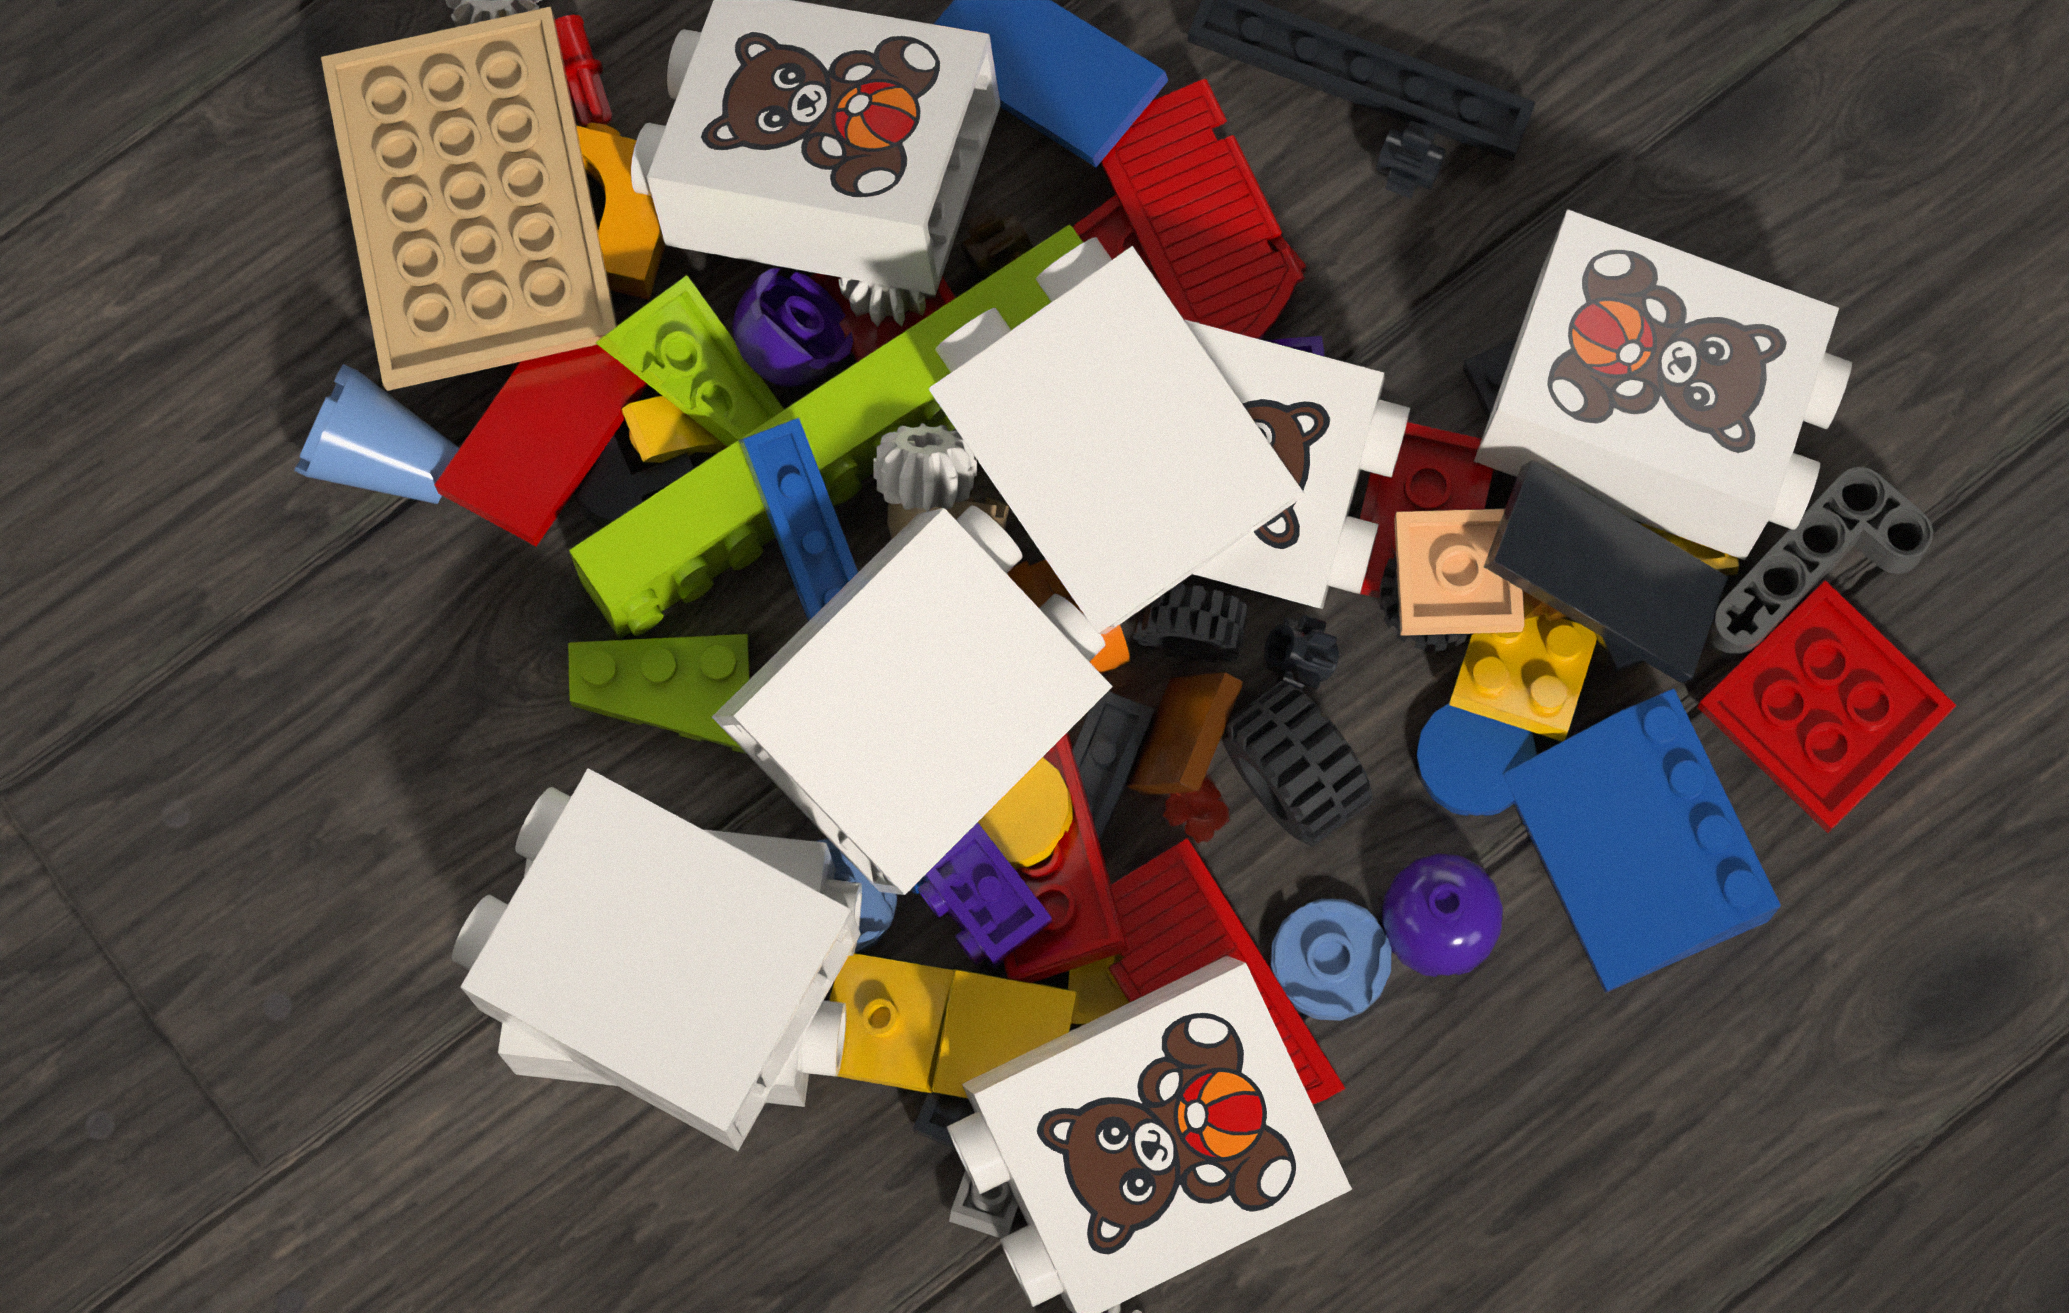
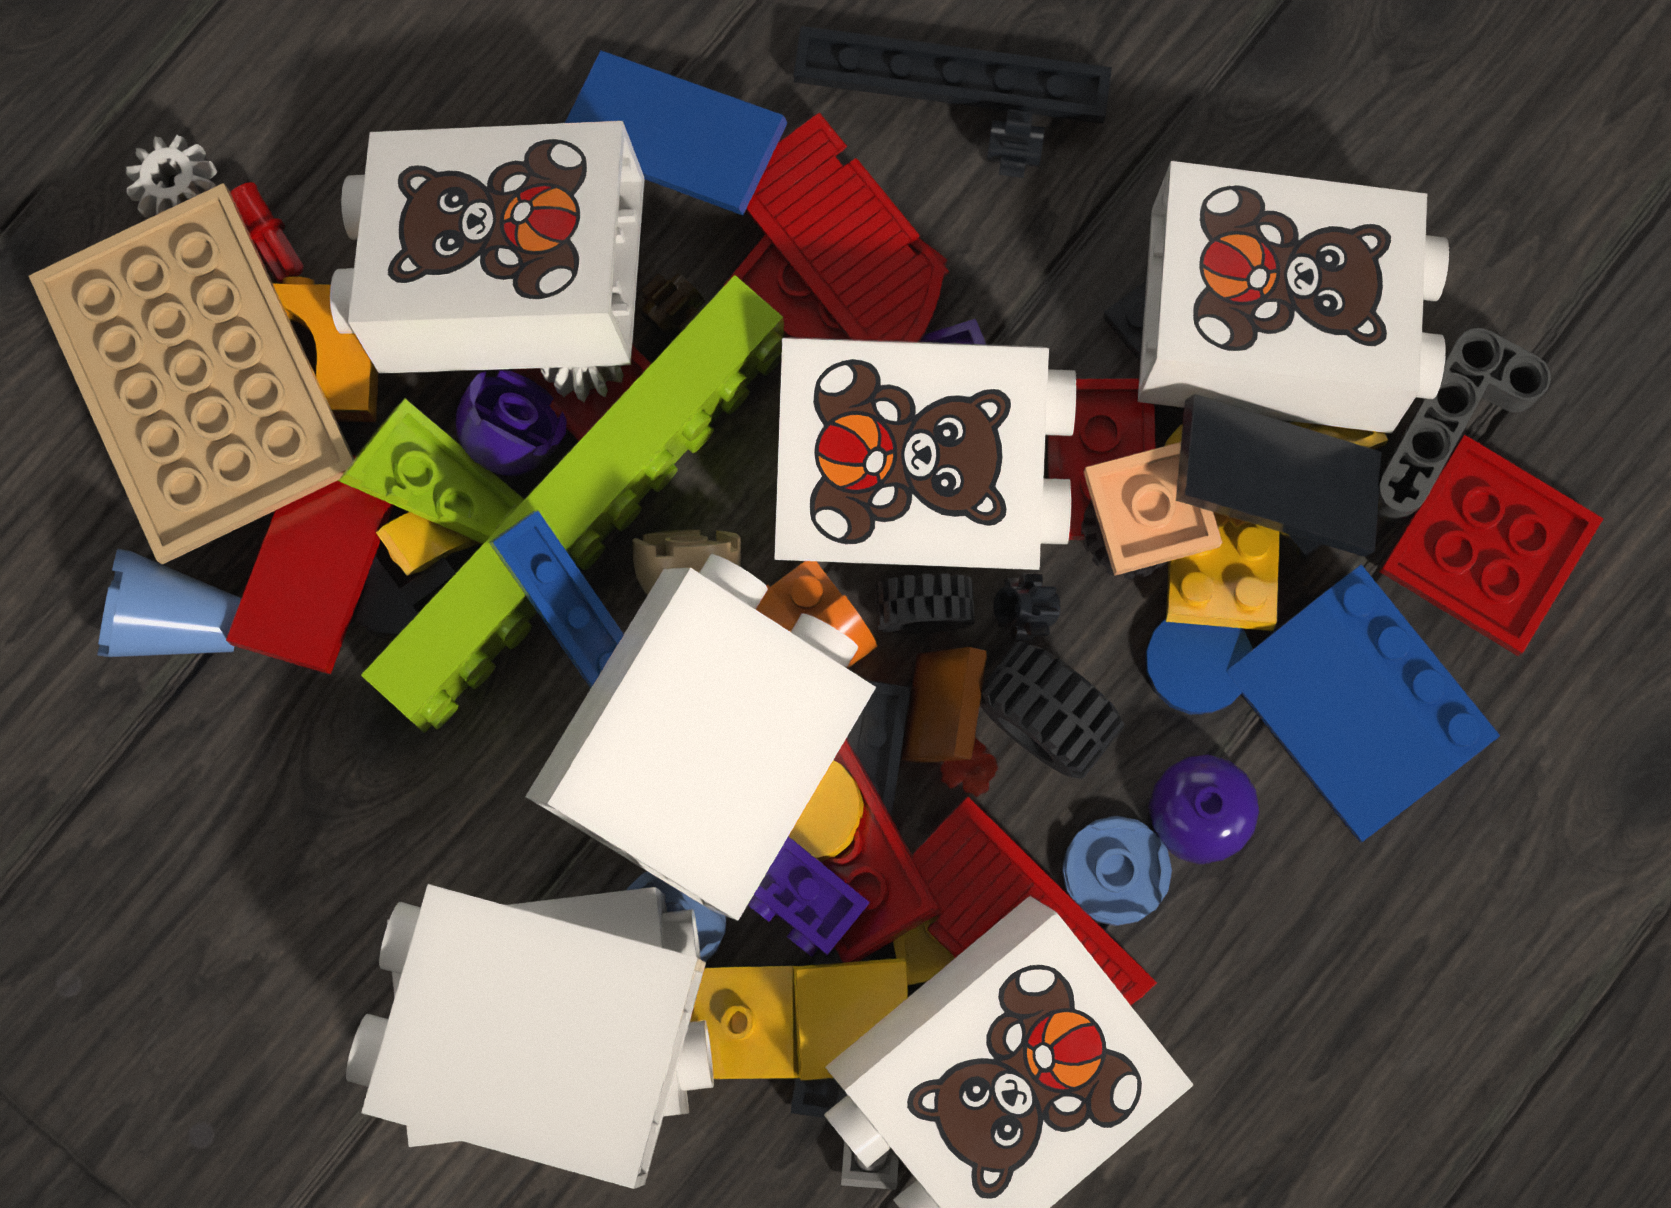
camera: 15 degrees left, 5 degrees up
(662, 681) = (473, 763): lime wing -> none
(924, 467) = (660, 525): white gear -> none
(1111, 434) = (823, 463): white brick -> none

